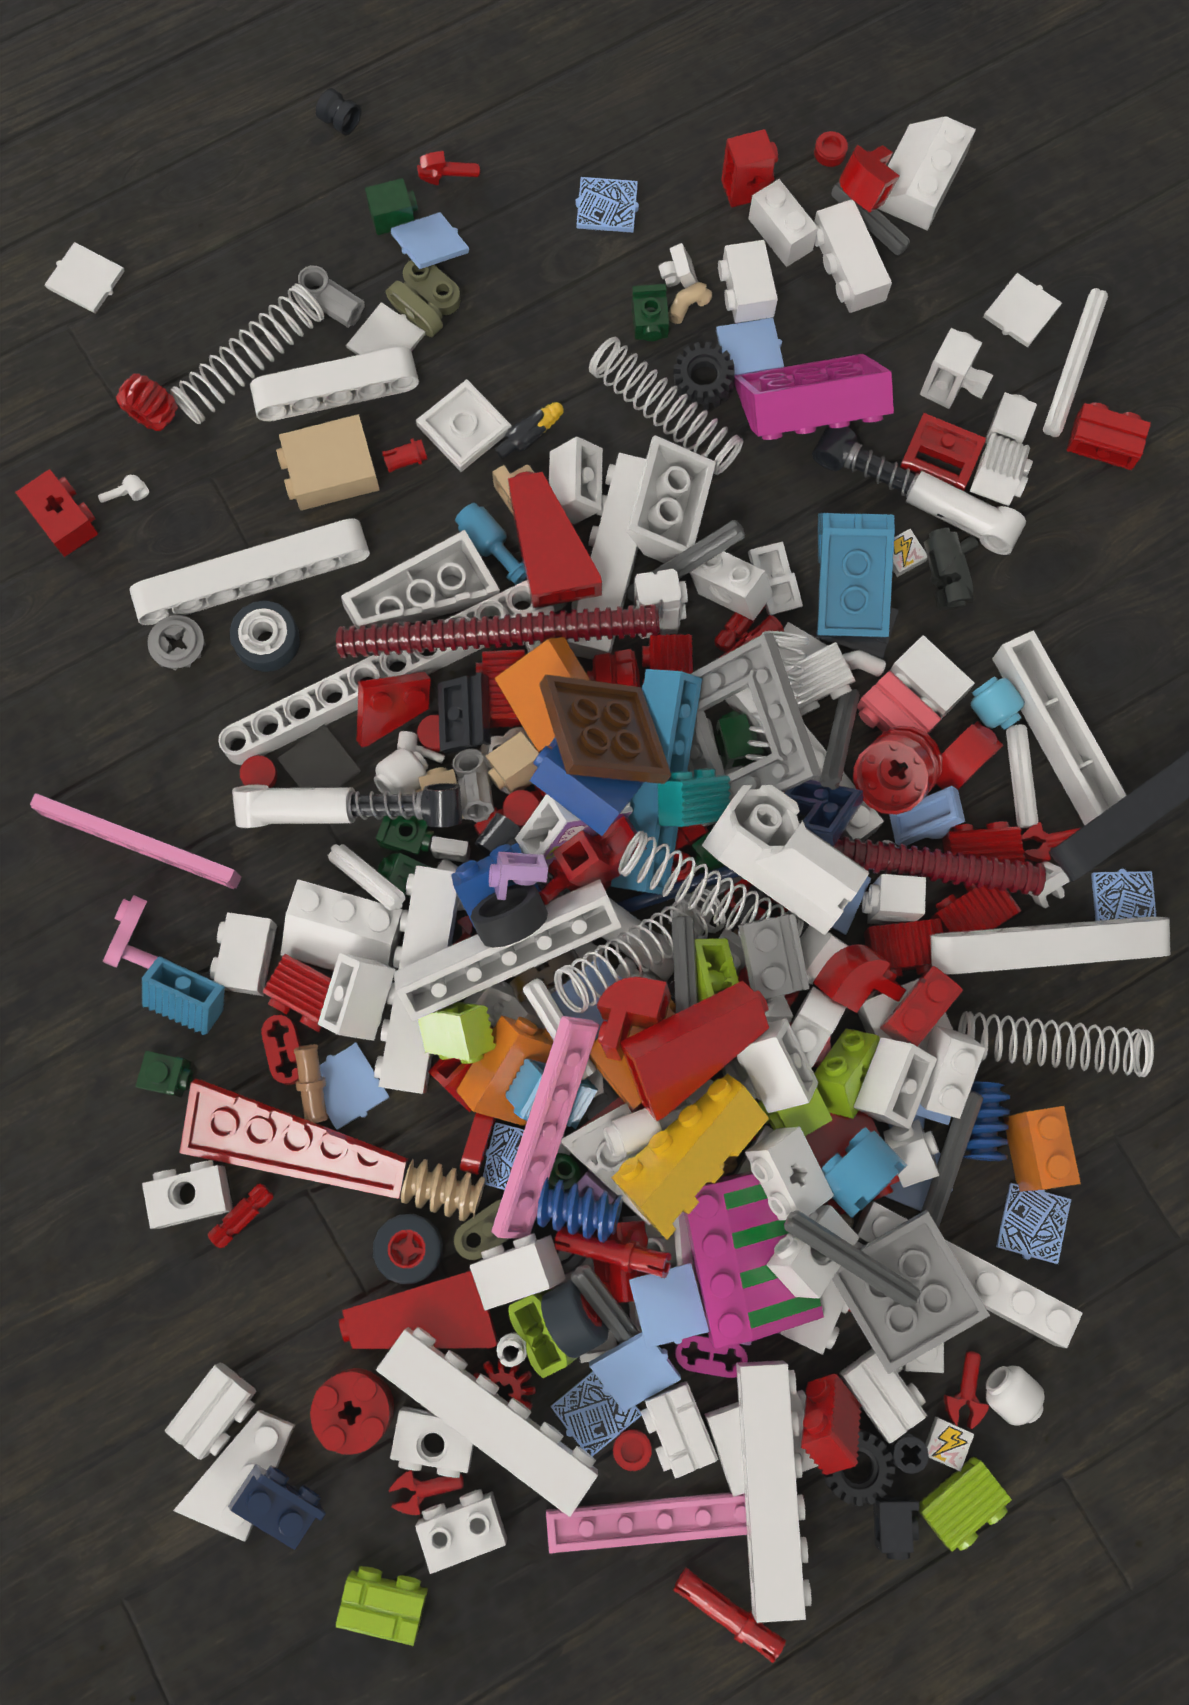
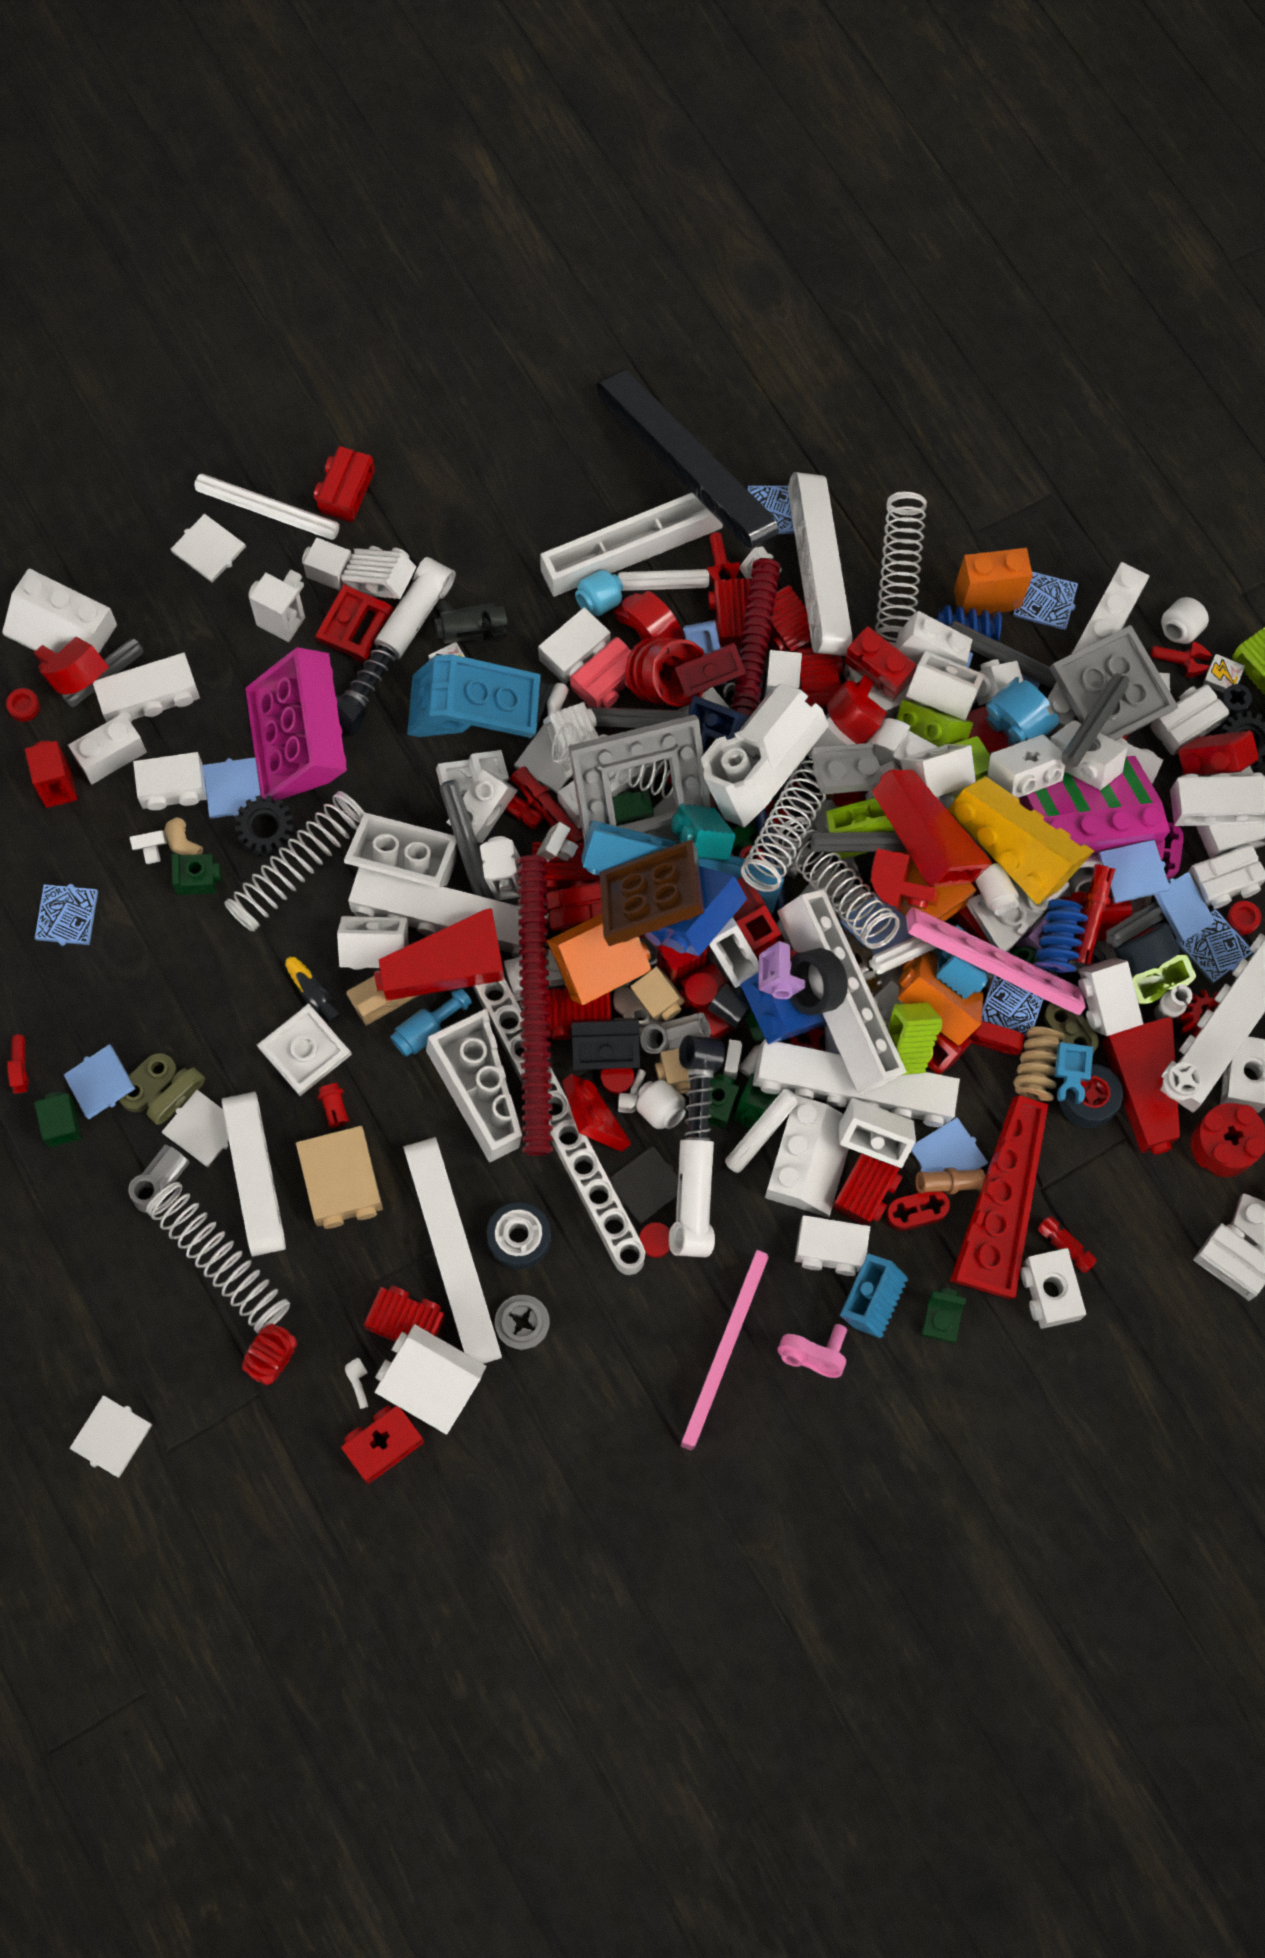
camera: 90 degrees left, 5 degrees down
(111, 546) = (429, 1378): none -> white brick
(179, 528) = (397, 1313): none -> red brick
(392, 1351) = (1187, 1075): none -> white wheel
(433, 1223) = (1073, 1065): none -> dark azure plate
(683, 652) = (556, 844): none -> white tile
(895, 808) = (710, 669): none -> dark red plate

